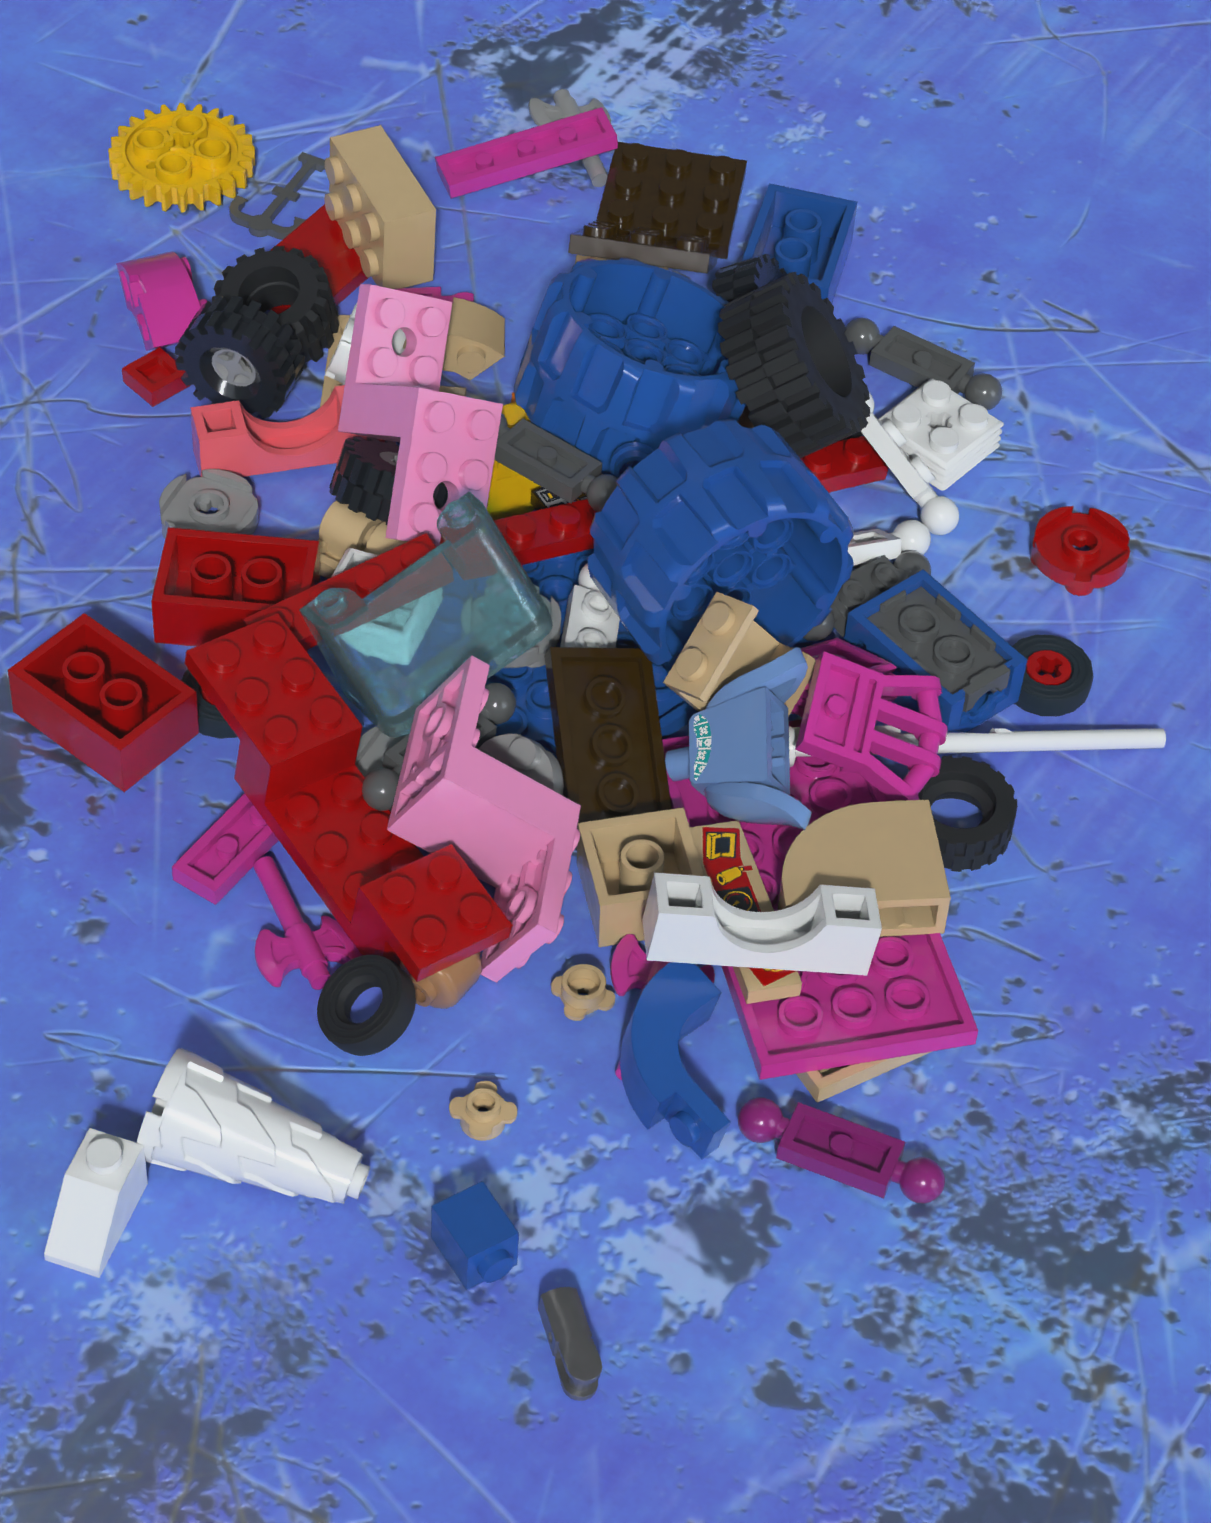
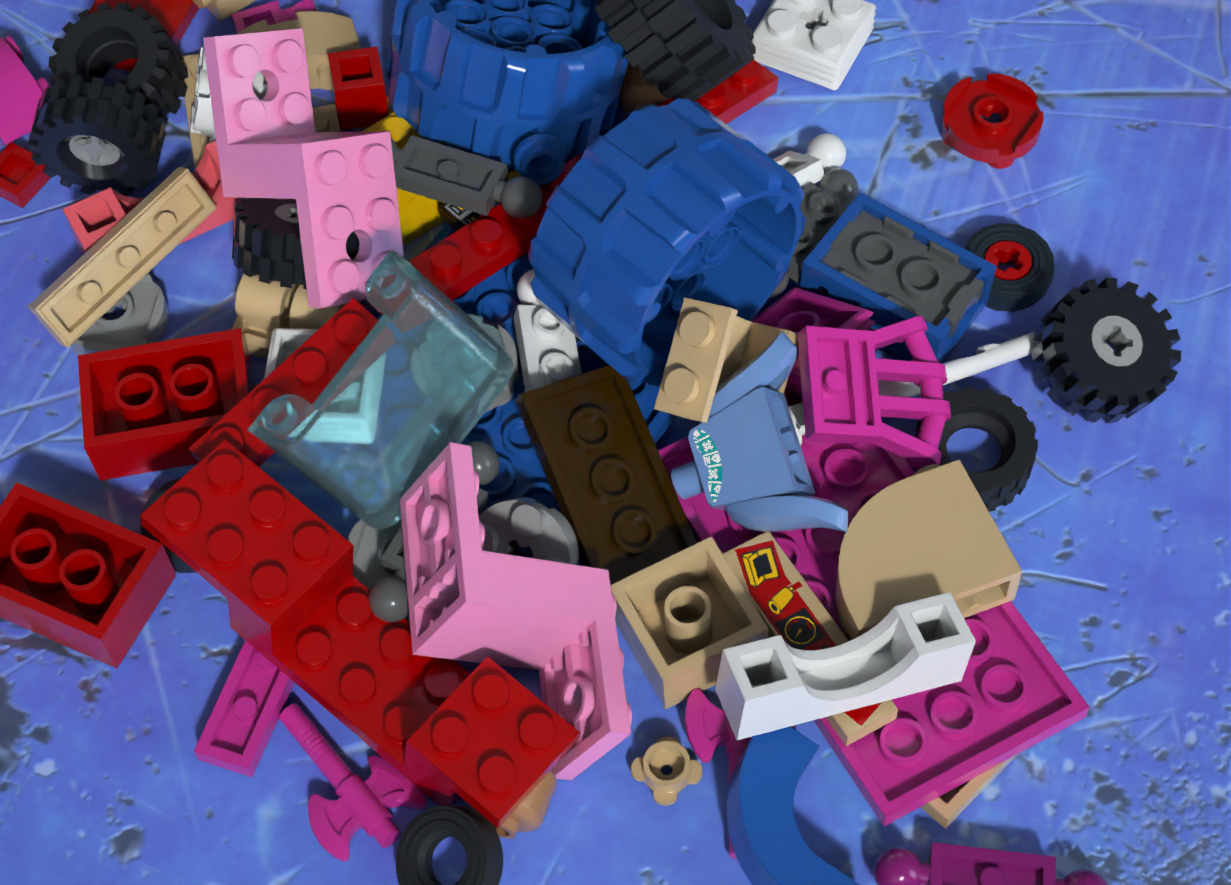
camera: 10 degrees left, 10 degrees up
(232, 460) = (122, 257): none -> tan tile
(490, 369) = (358, 87): none -> red brick
(937, 513) = (843, 118): white plate -> none
(1082, 765) = (1088, 369): none -> black wheel

